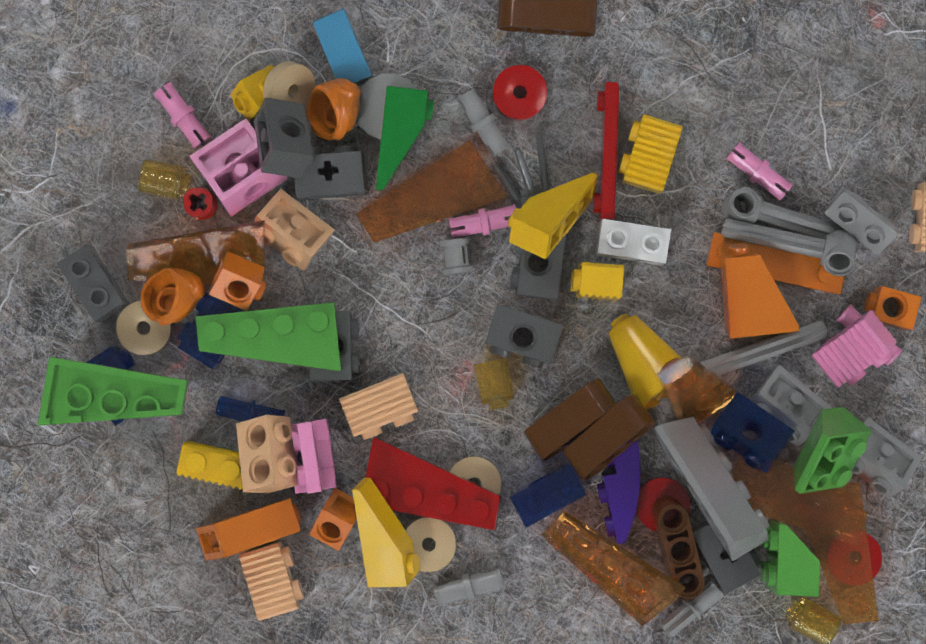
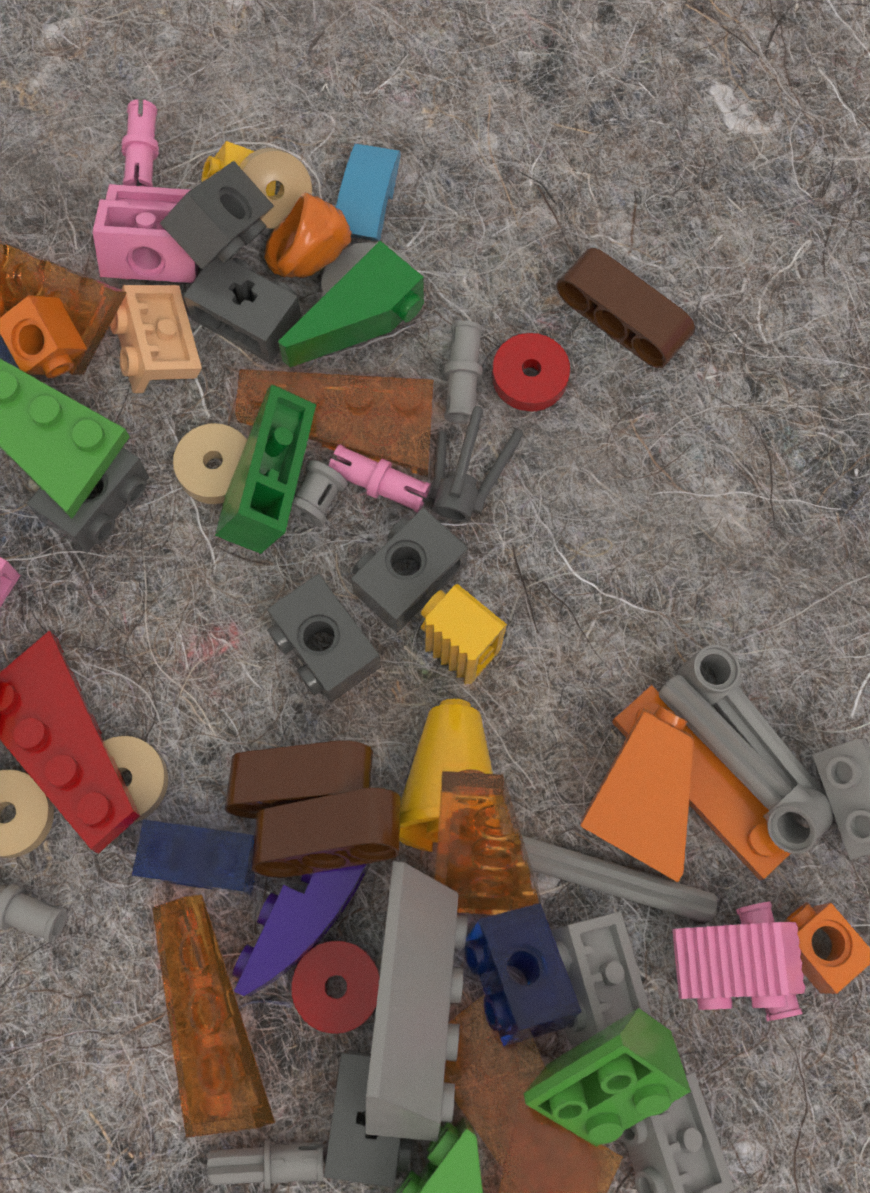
camera: 35 degrees right, 15 degrees down
(164, 179) = (61, 190): clear yellow brick -> none
(210, 201) = (75, 233): red bush -> none
(378, 406) = (85, 598): light nougat brick -> none
(399, 278) = (194, 453): none -> tan piece
(423, 265) = (267, 472): none -> green slope
(494, 383) = (243, 671): clear yellow brick -> none
(550, 215) = (463, 512): yellow slope -> none
(609, 104) = (626, 447): red plate -> none
(632, 242) = (541, 622): white brick -> none
(650, 154) = (637, 537): yellow brick -> none
(671, 532) = (306, 1086): reddish brown beam -> none
(759, 171) = (759, 653): bright pink pin -> none

